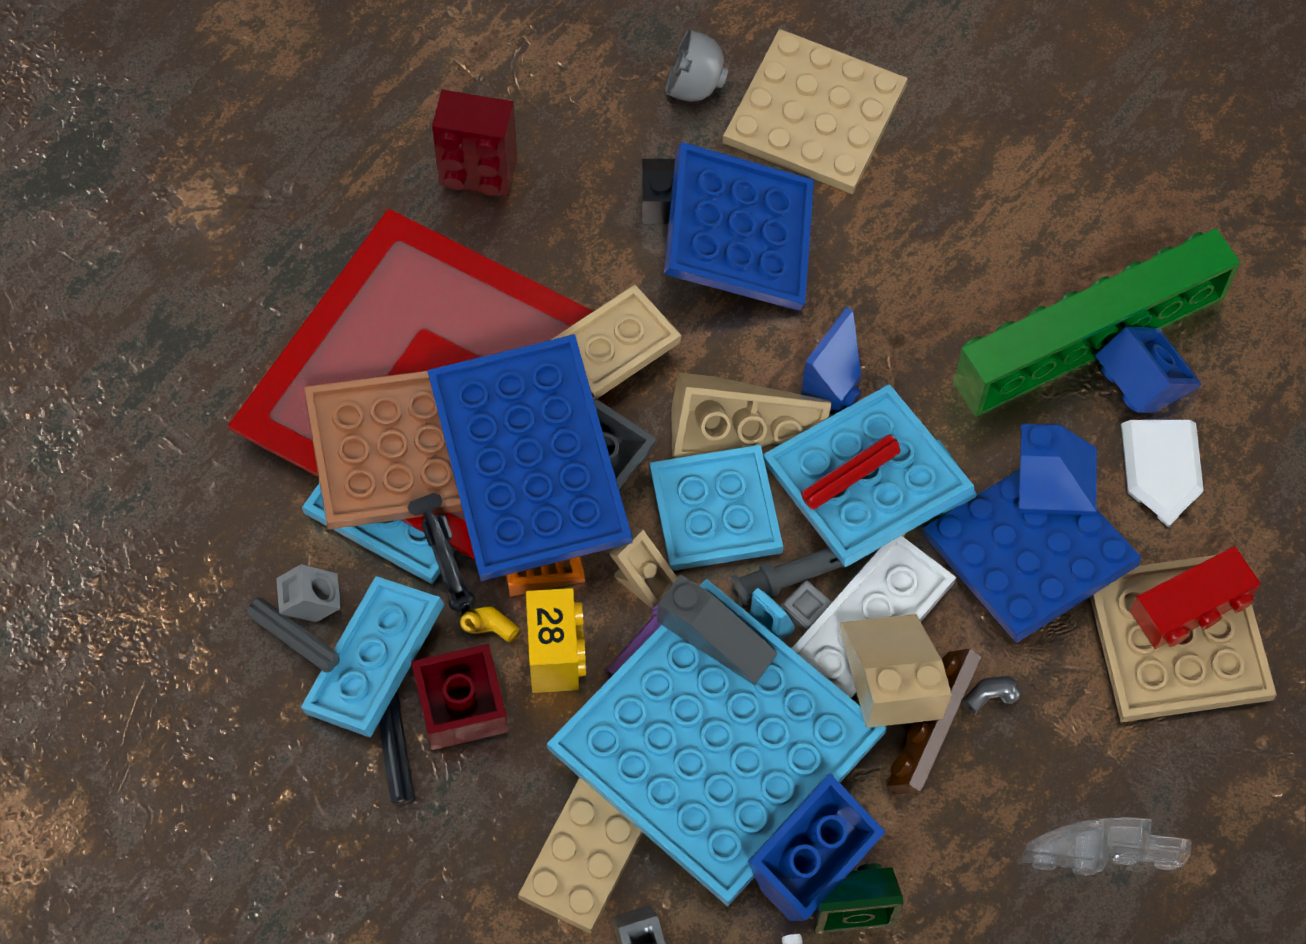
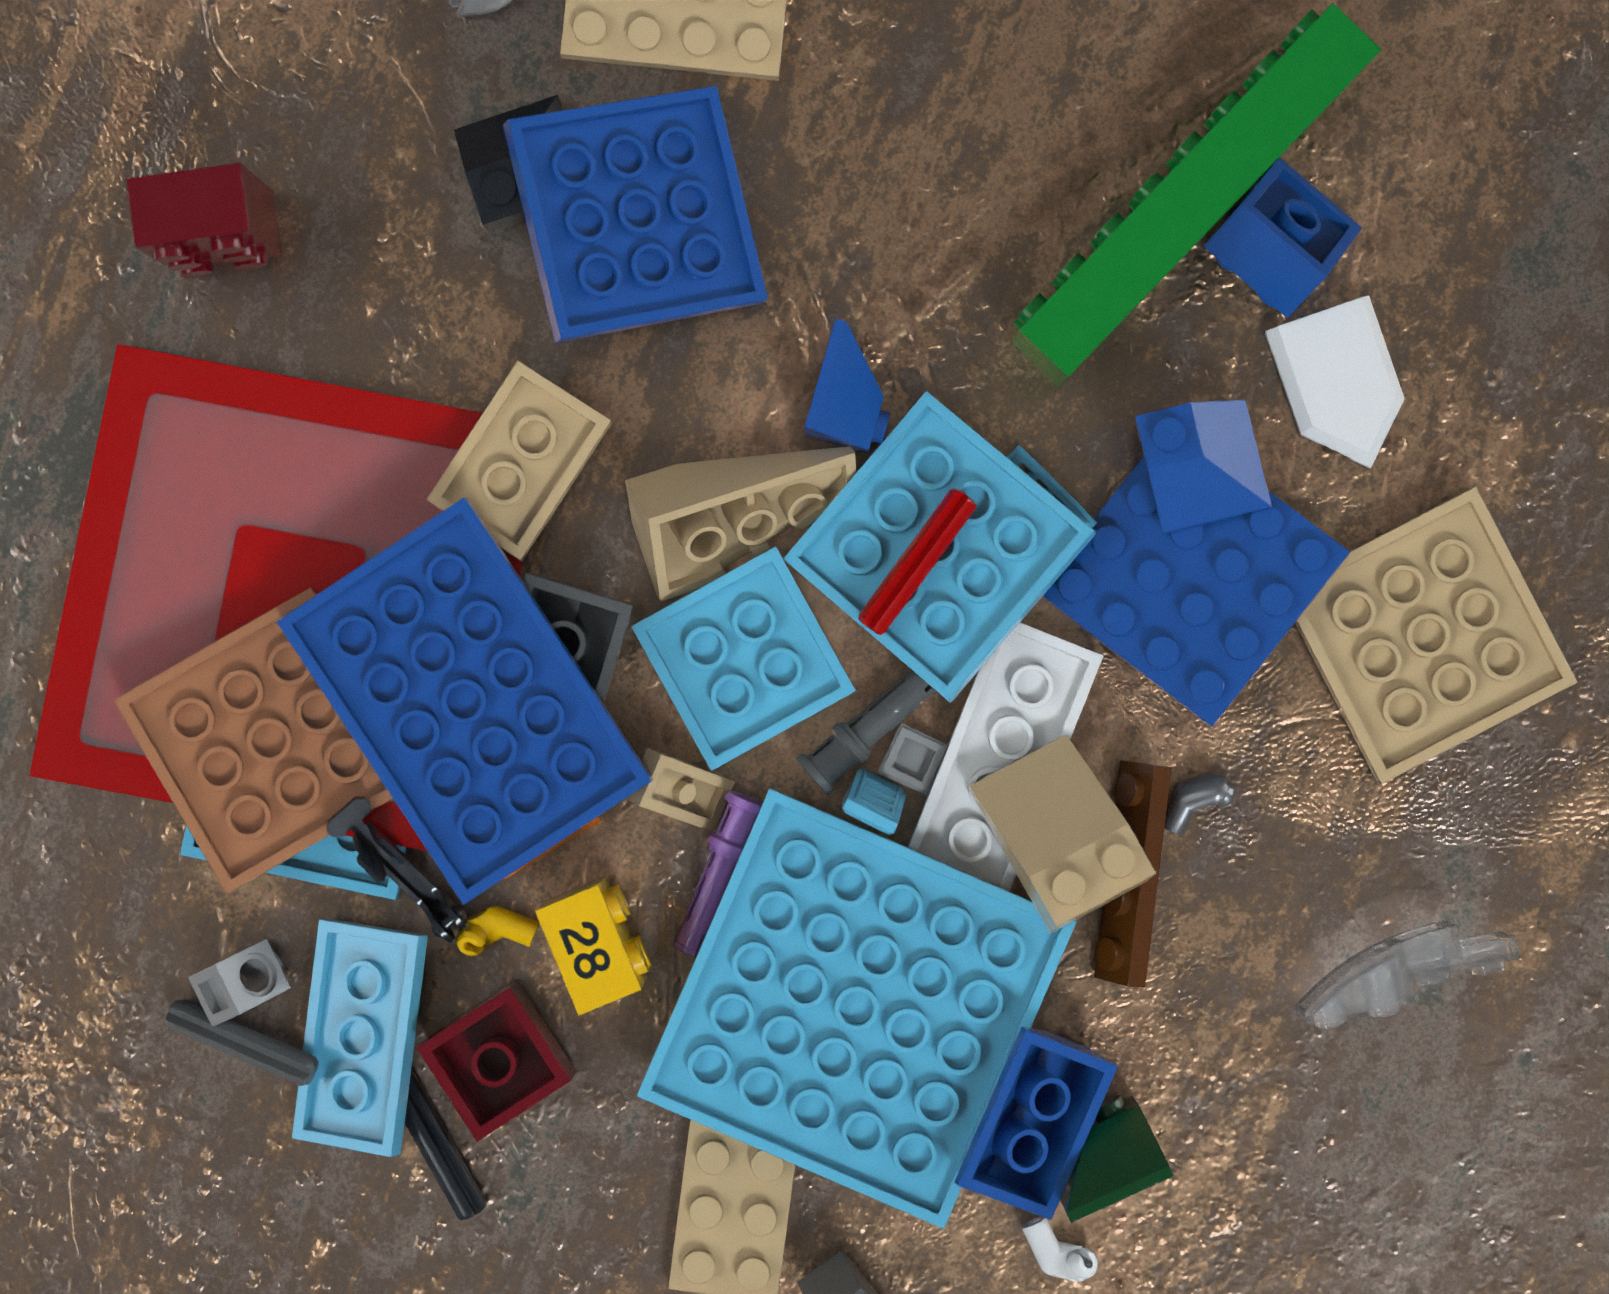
camera: 20 degrees left, 25 degrees up
(714, 629) = (810, 873): dark grey slope -> none
(1195, 598) = (1440, 589): red brick -> none

